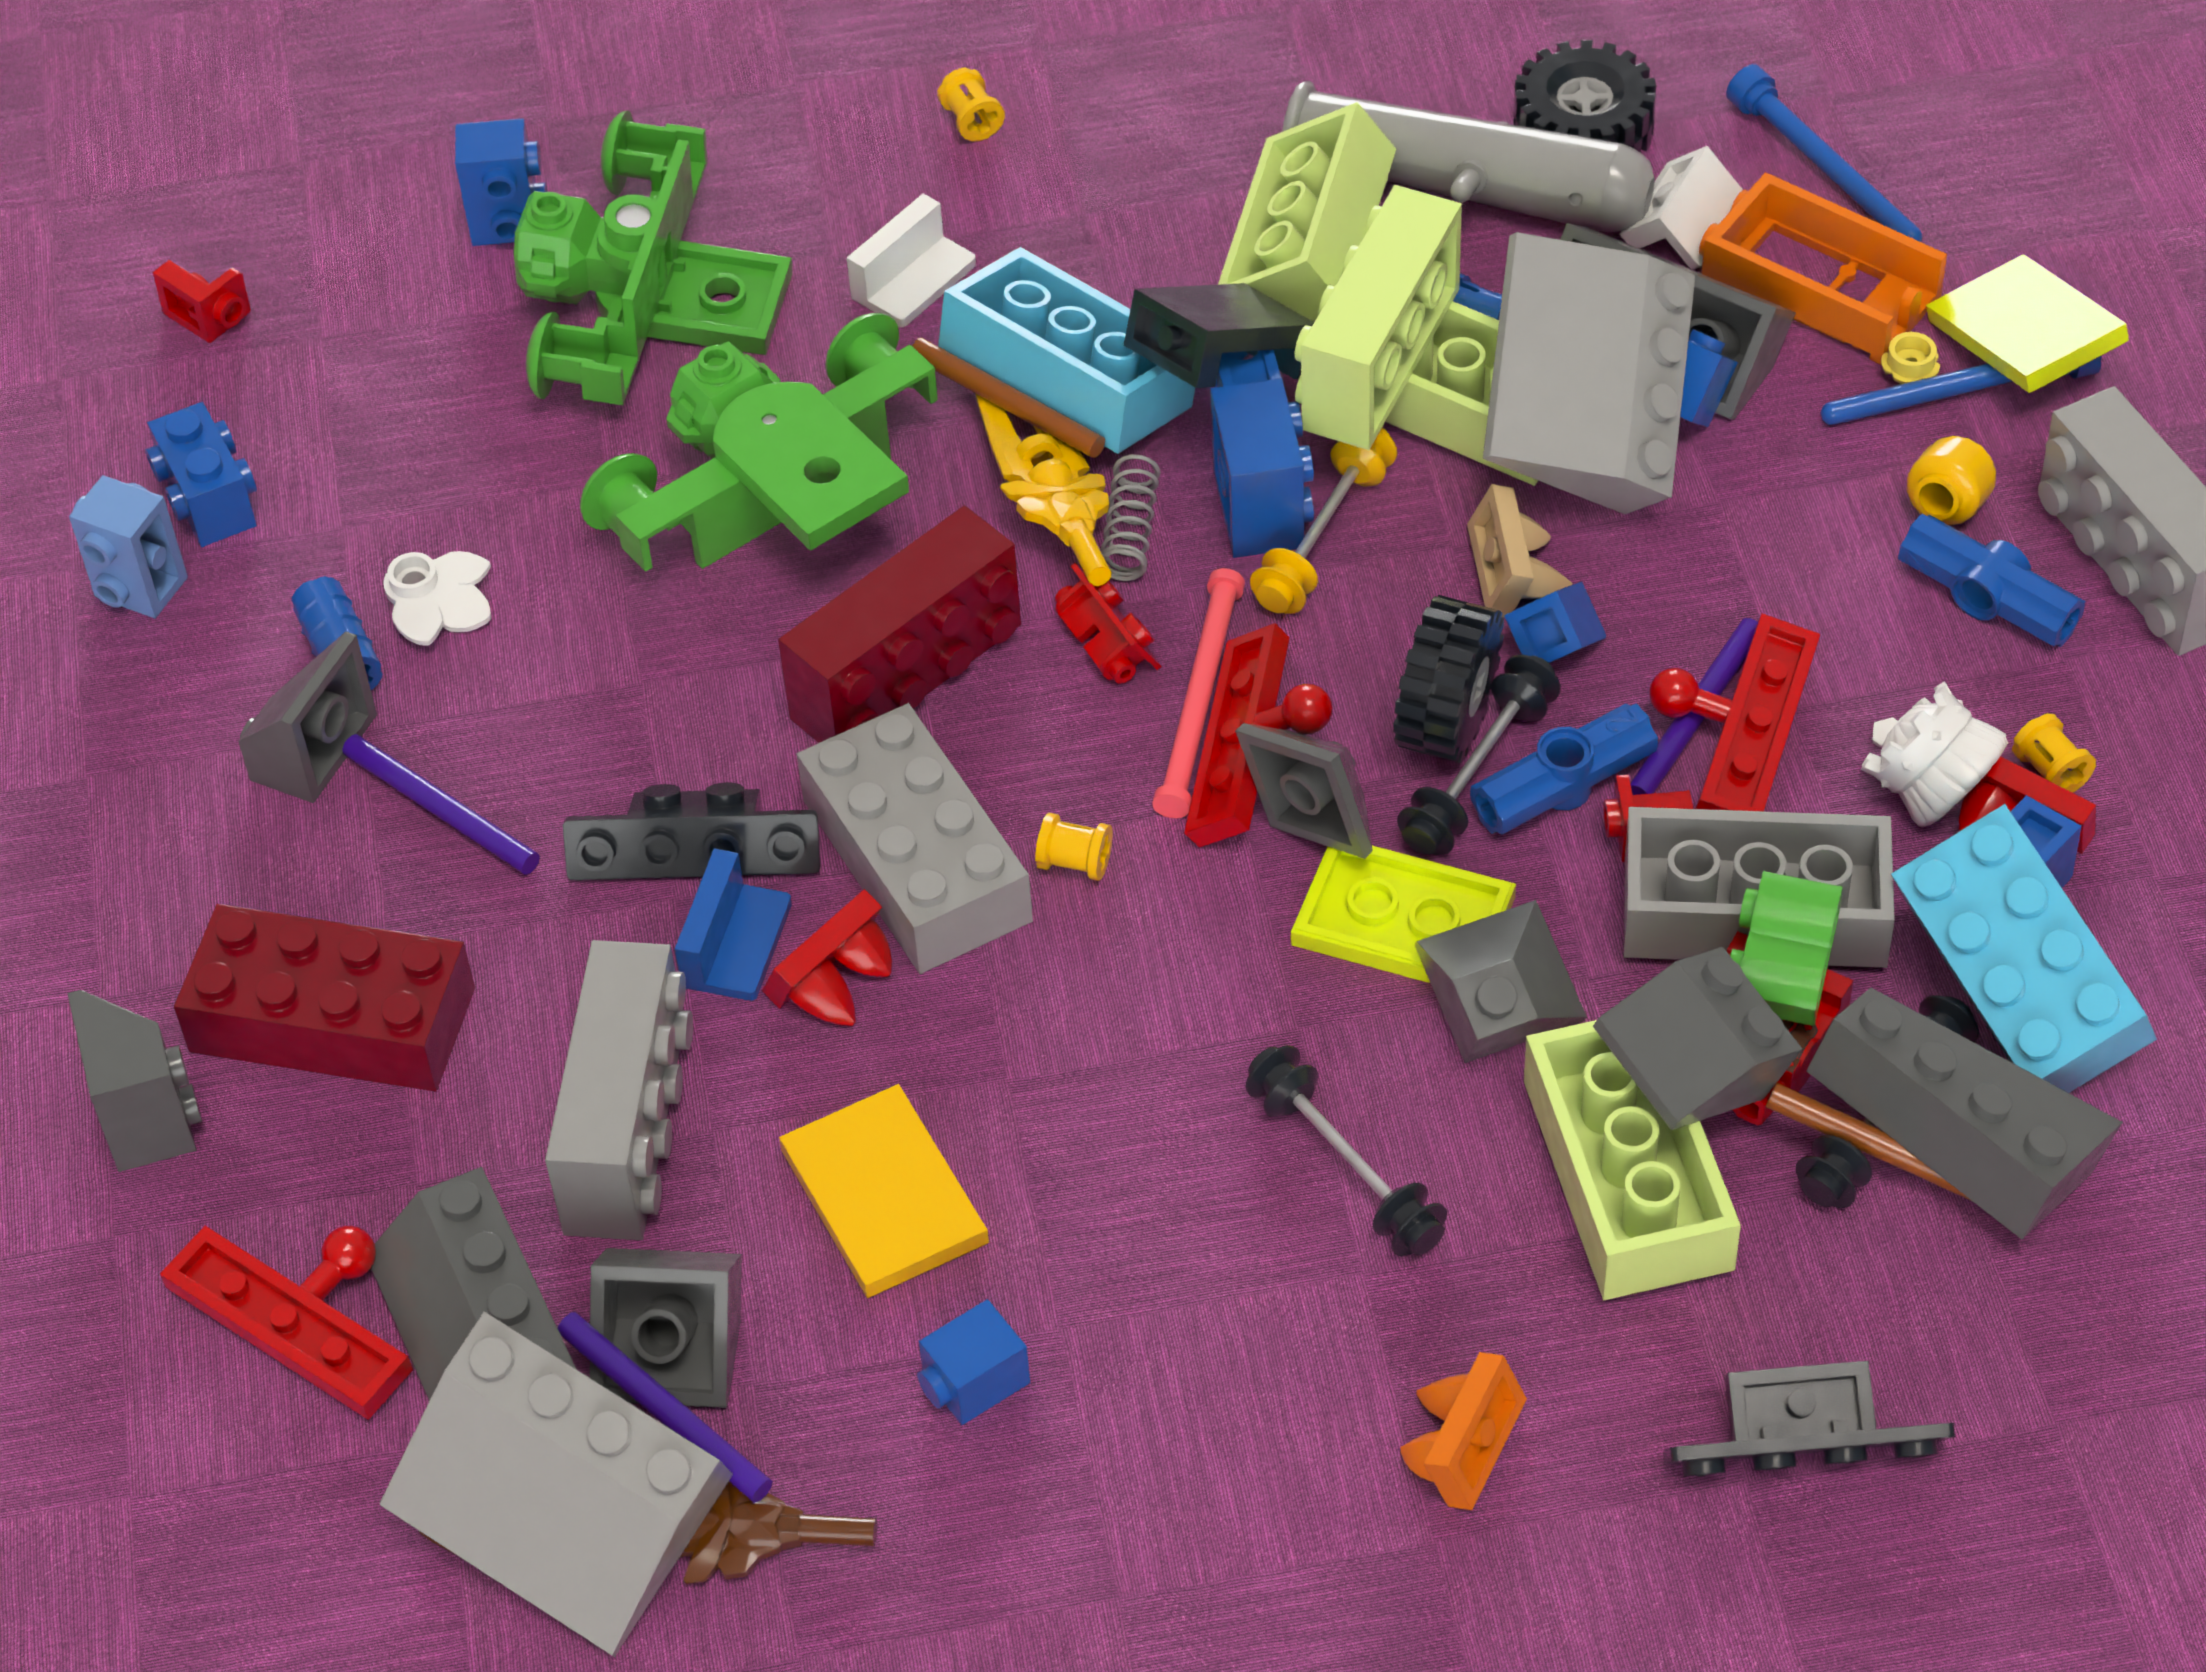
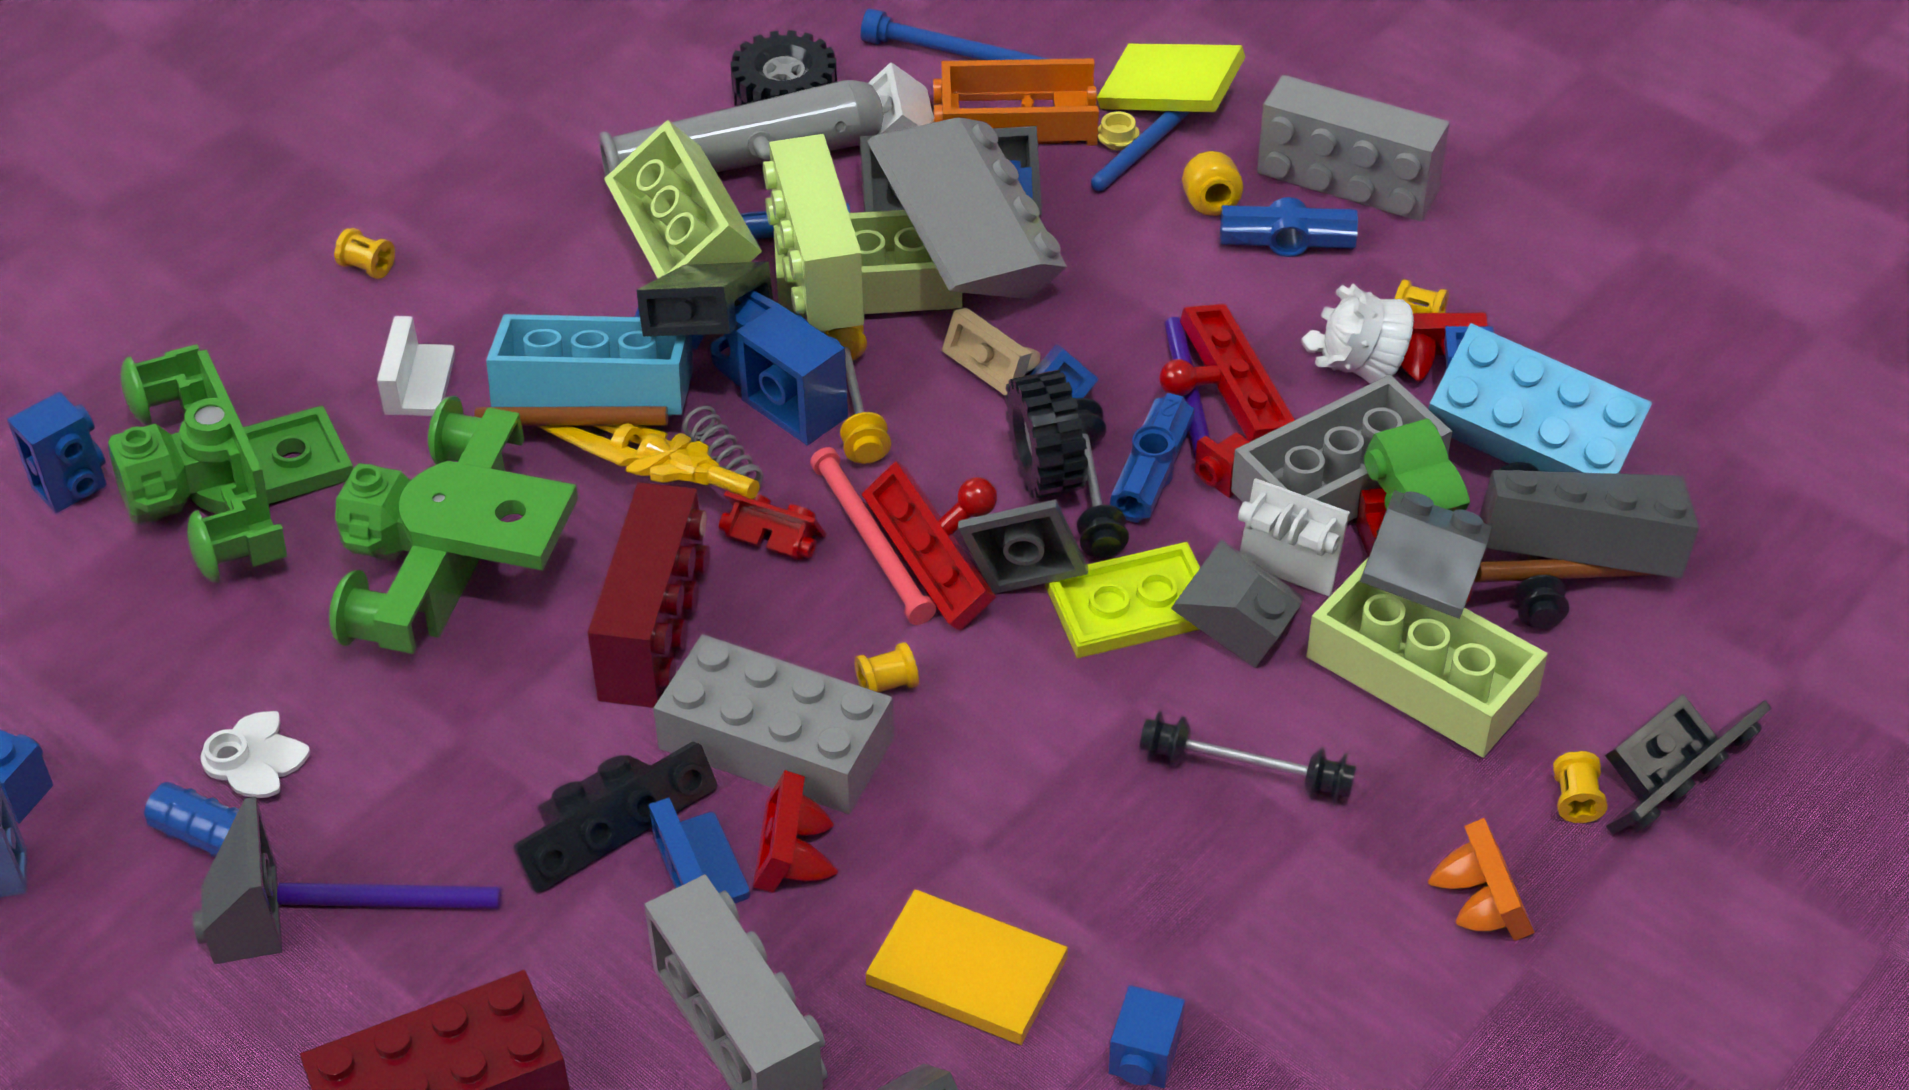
camera: 40 degrees left, 5 degrees down
(1604, 930) = (1293, 536): none -> white hinge
(1665, 1391) = (1579, 785): none -> yellow bush

